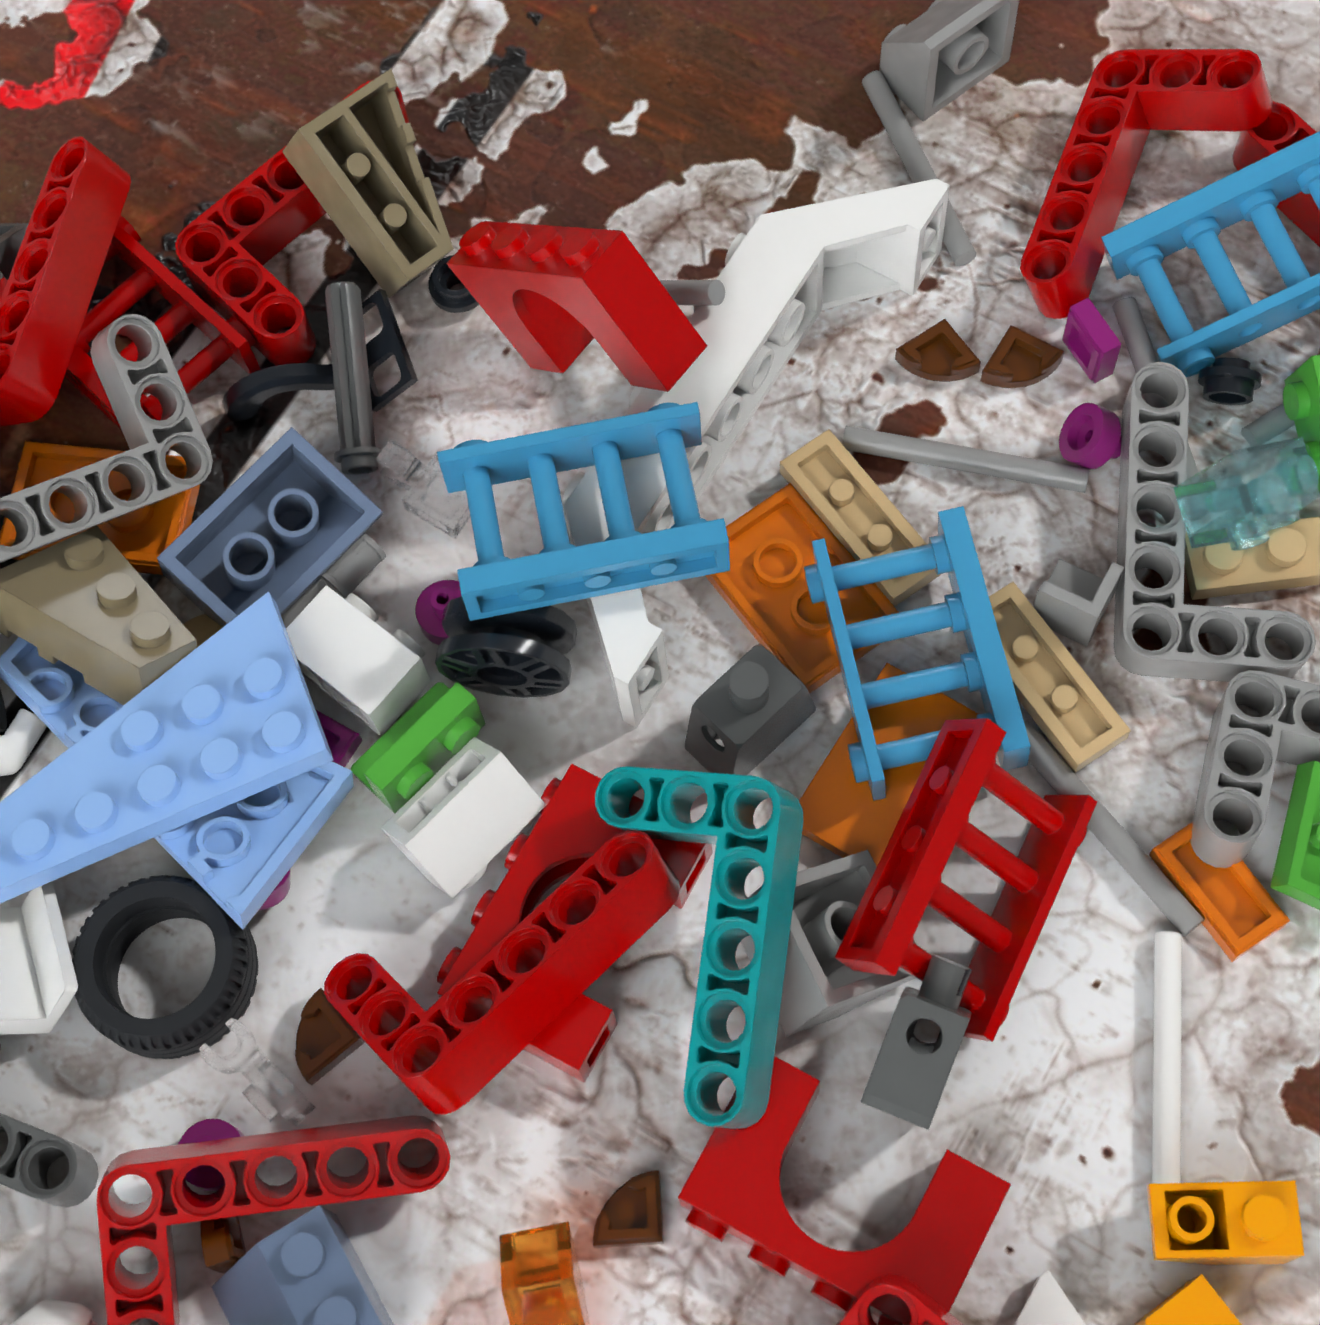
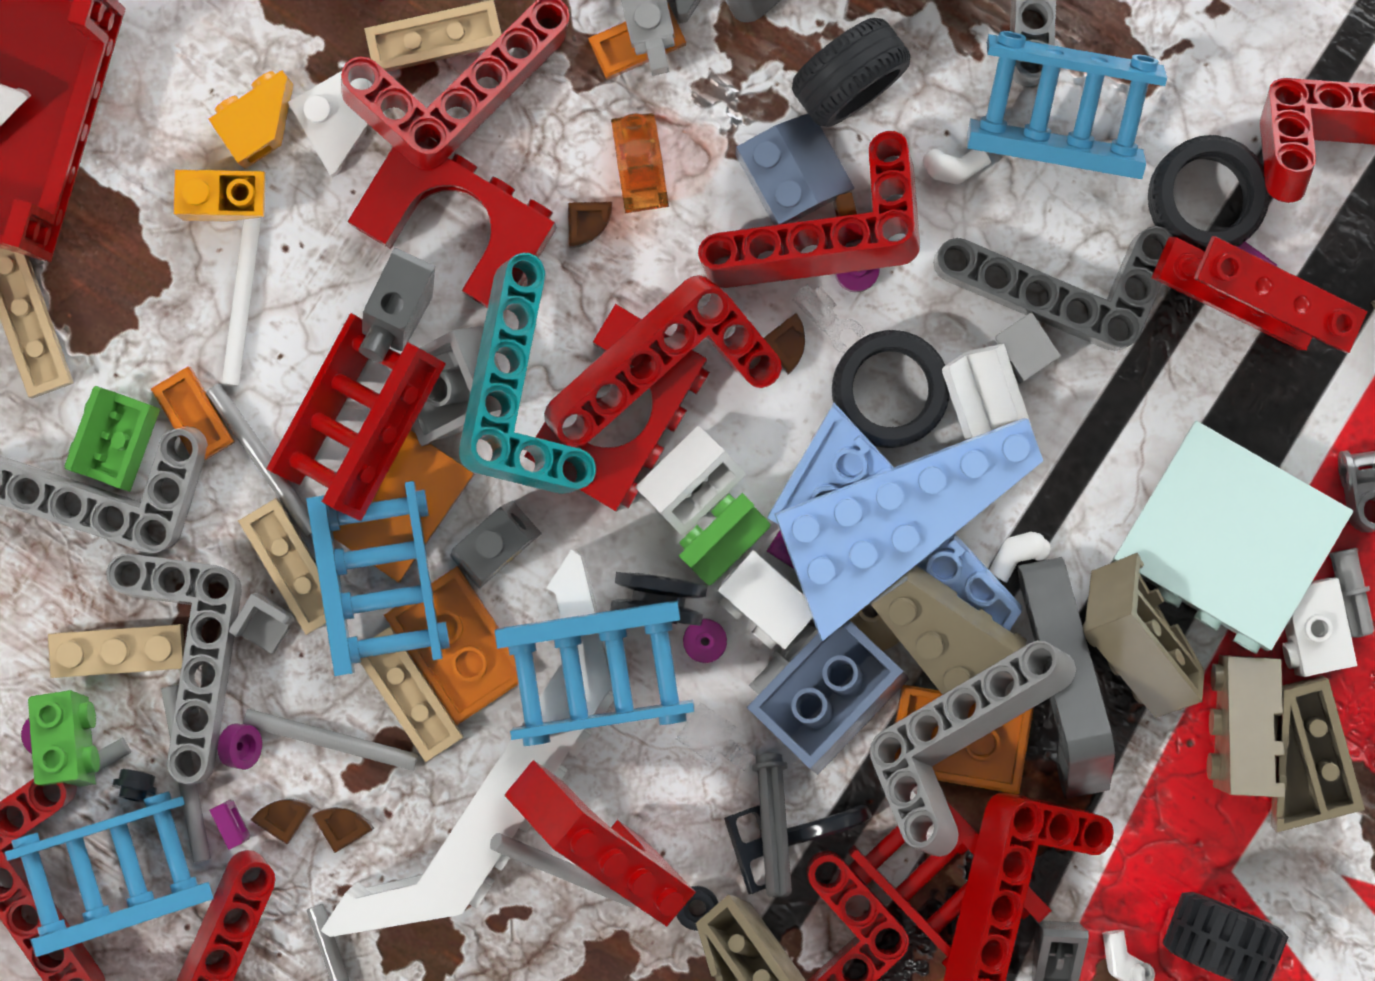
camera: 175 degrees right, 20 degrees up
(1248, 494) = (137, 682): clear light blue brick -> none

